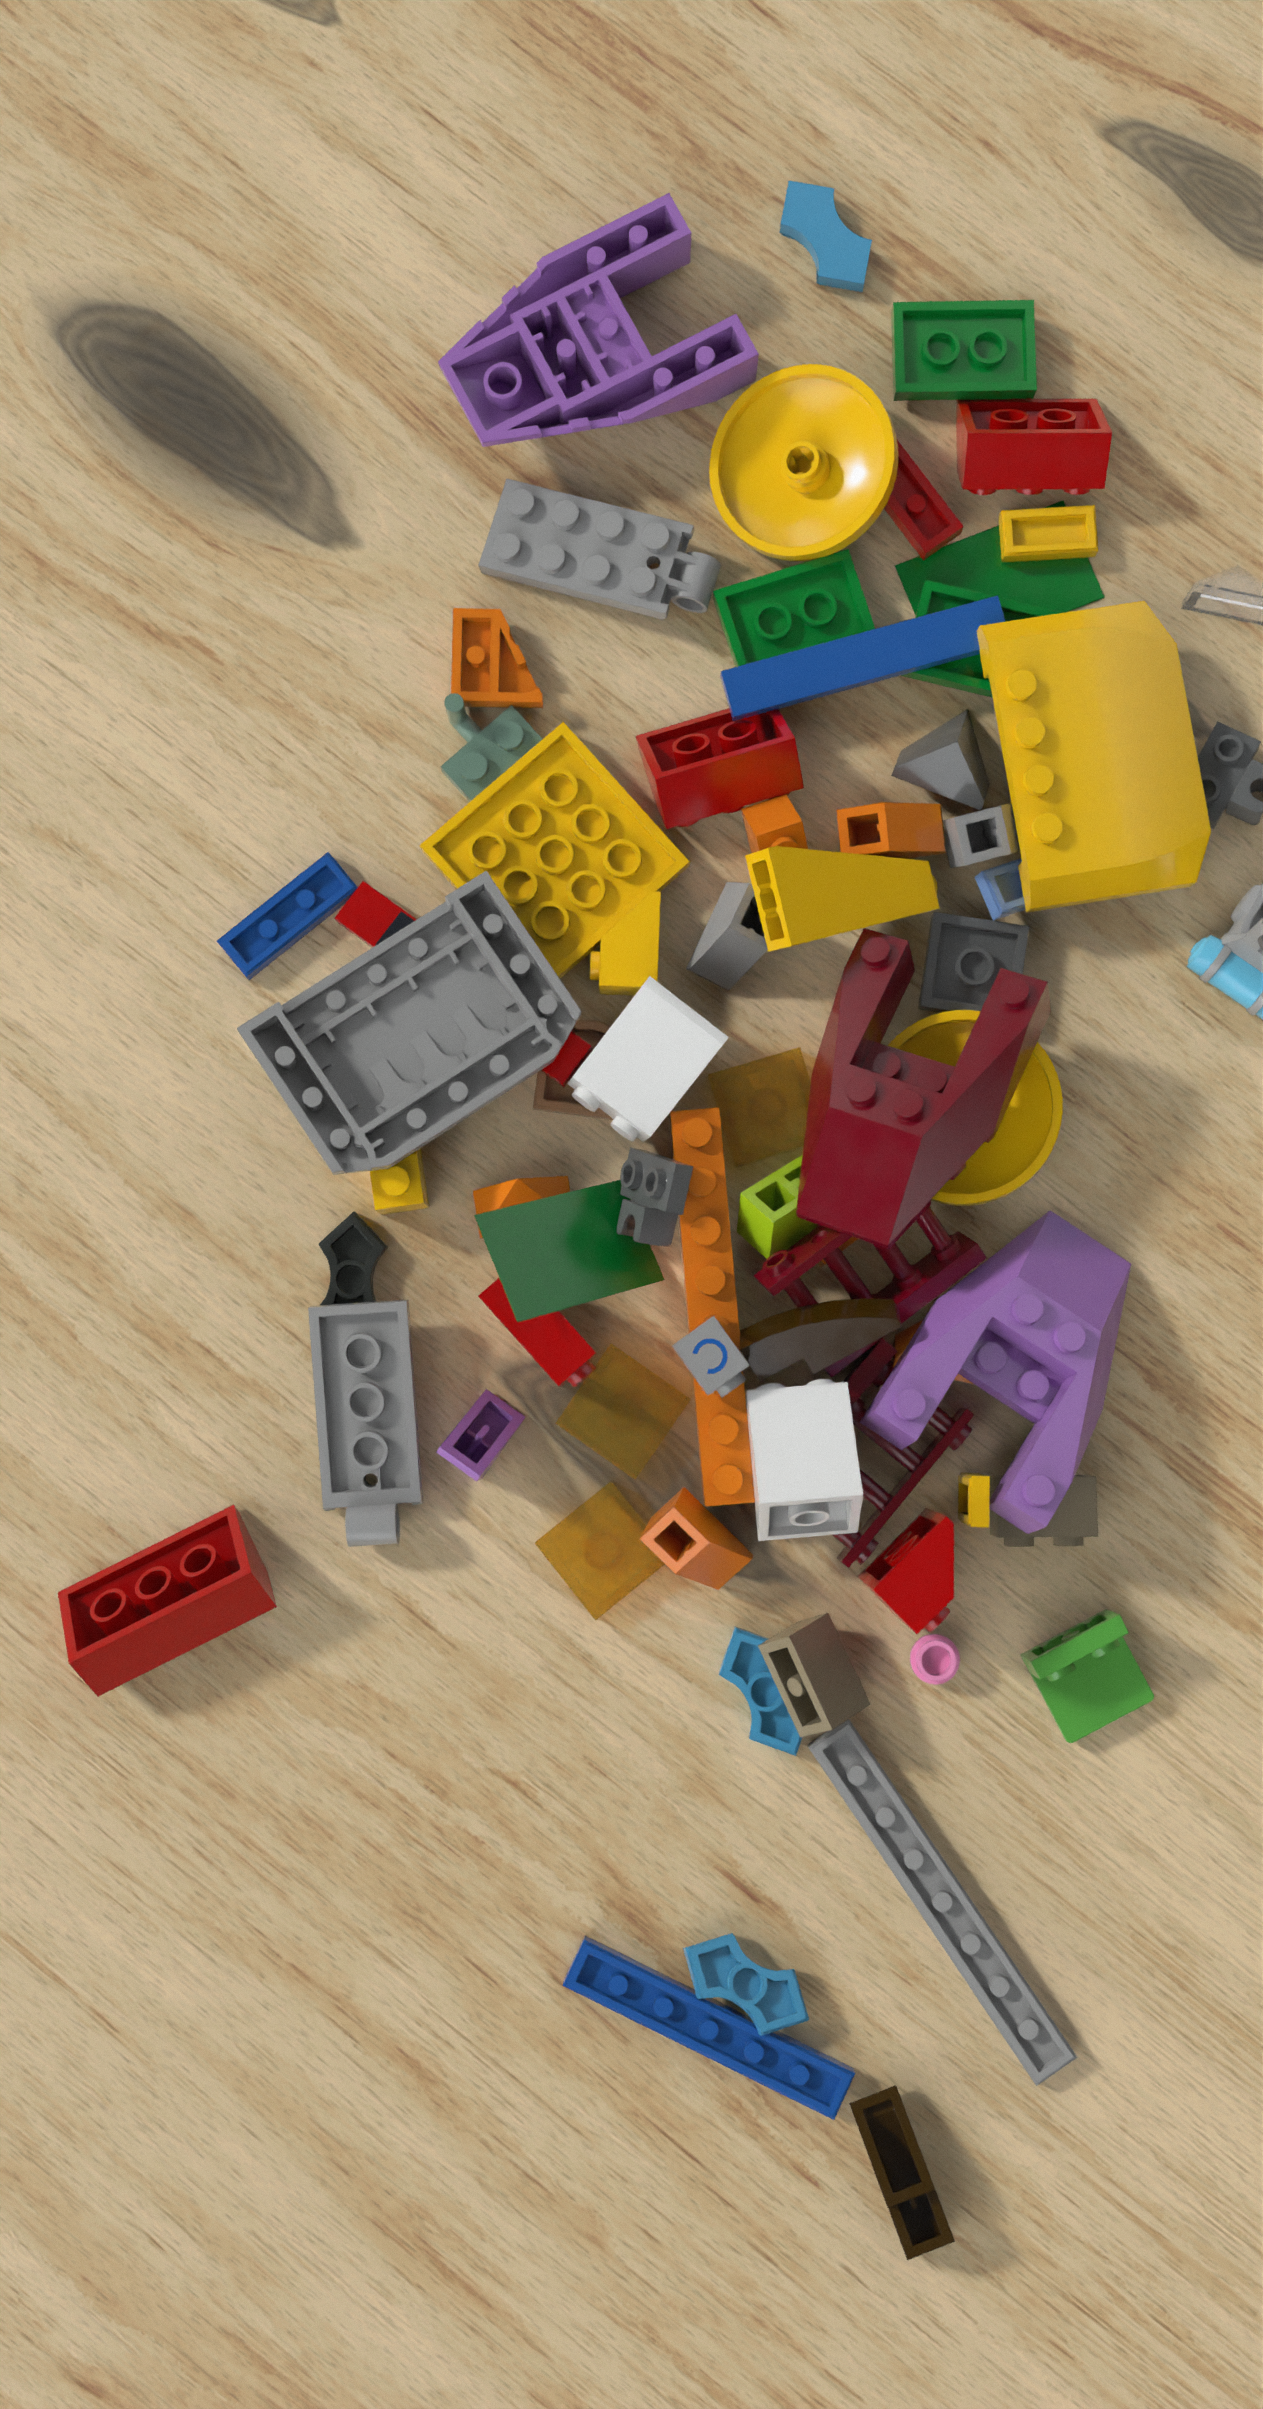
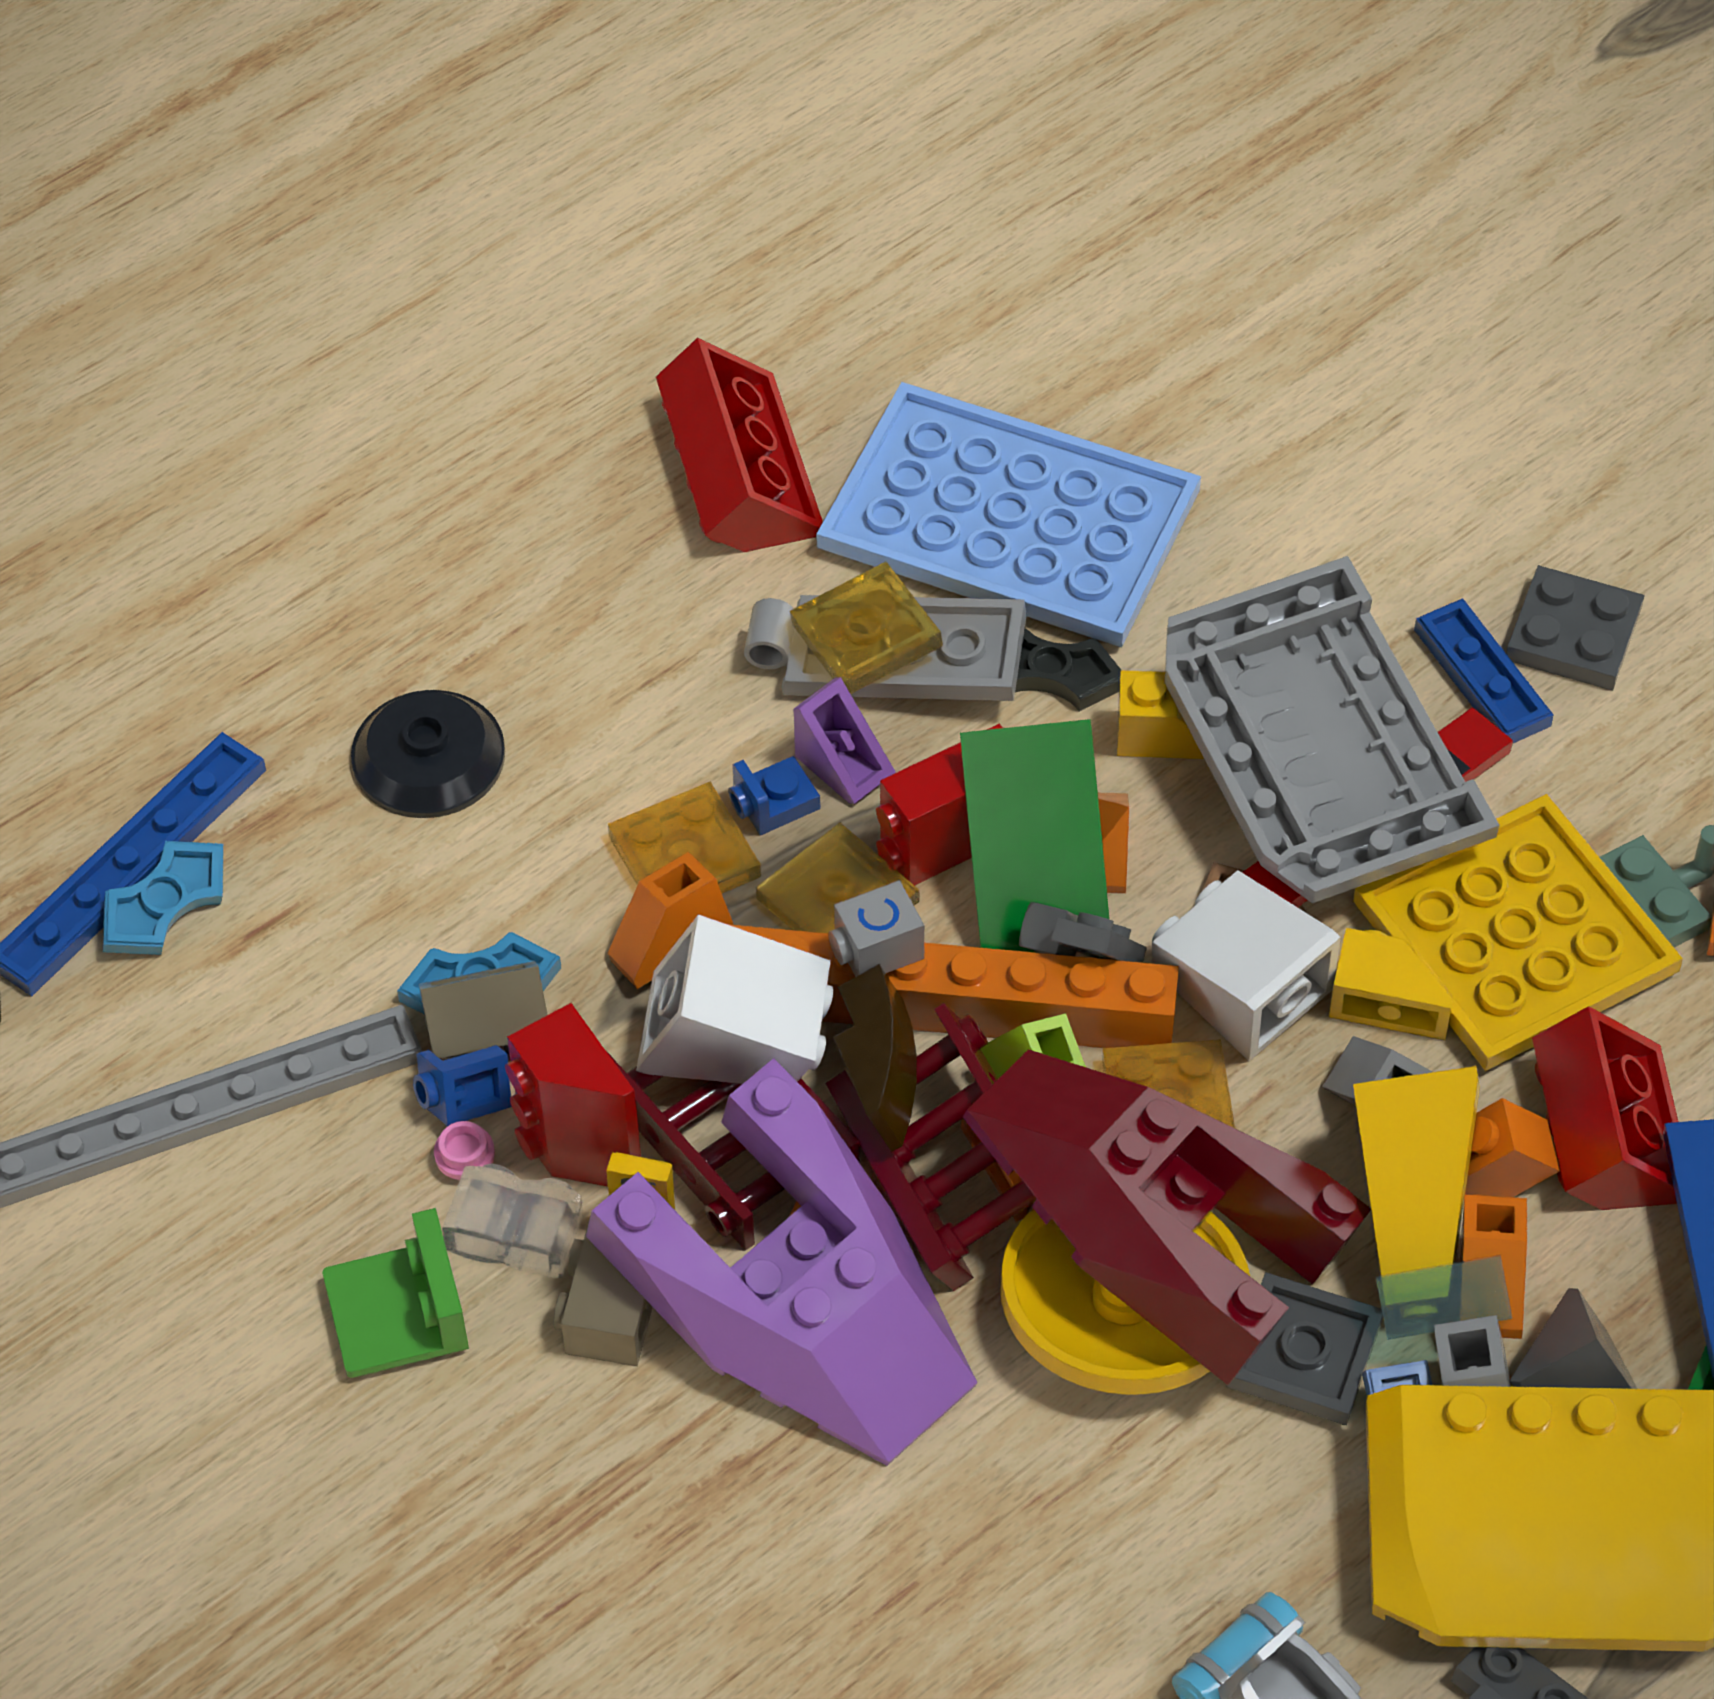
camera: 100 degrees right, 30 degrees down
(191, 1345) = (1010, 512): none -> light blue plate
(226, 845) = (1575, 627): none -> dark grey plate
(368, 1439) = (866, 628): none -> clear yellow plate
(533, 1487) = (772, 794): none -> blue bracket
(541, 1797) = (428, 753): none -> black piece
(887, 1671) = (463, 1085): none -> blue bracket
(935, 861) = (1443, 1294): none -> clear light blue tile
(995, 1601) = (513, 1220): none -> clear brick

